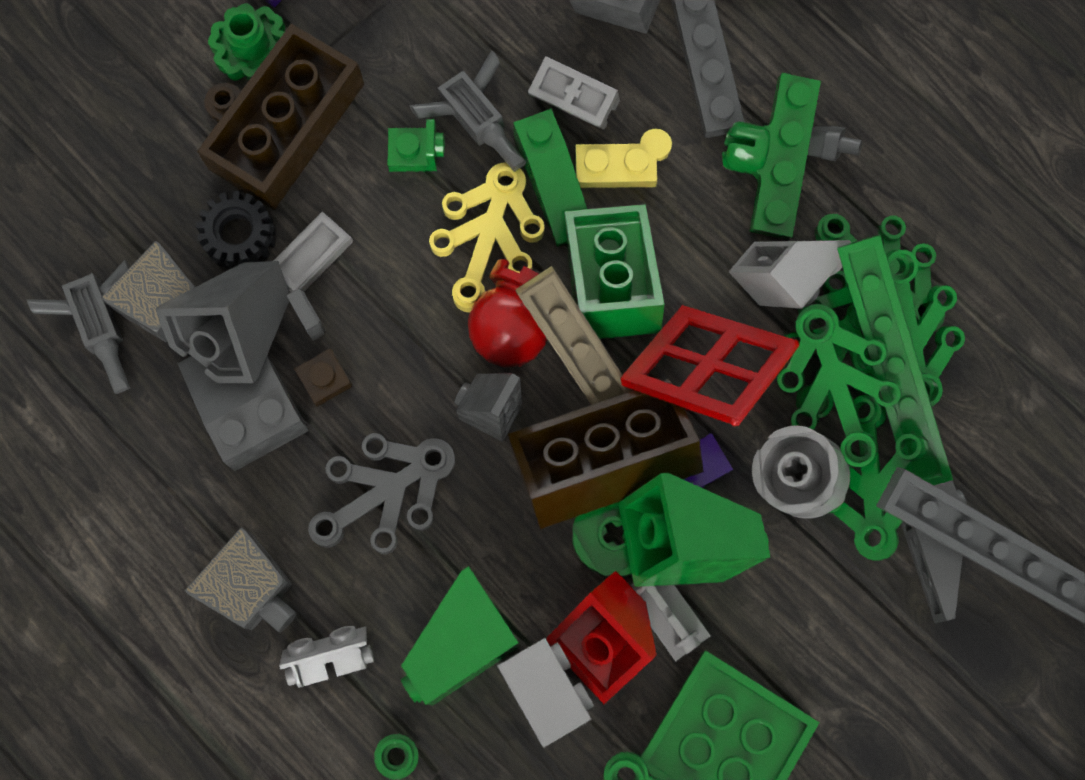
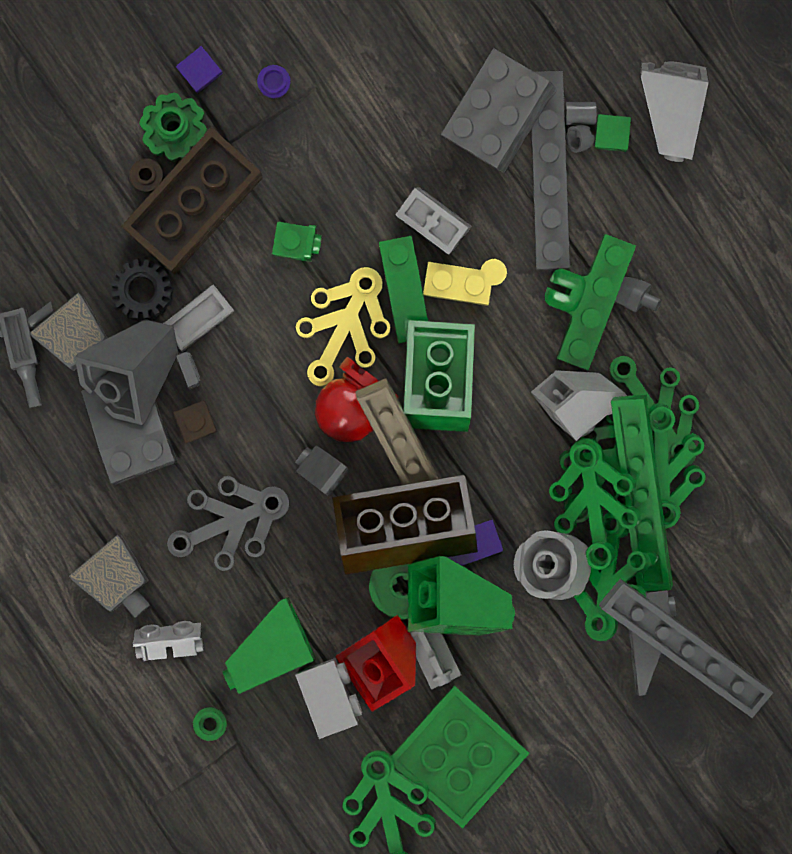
camera: 10 degrees right, 10 degrees up
(474, 111) = (344, 208): dark grey piece -> none
(687, 394) = (474, 493): red window -> none

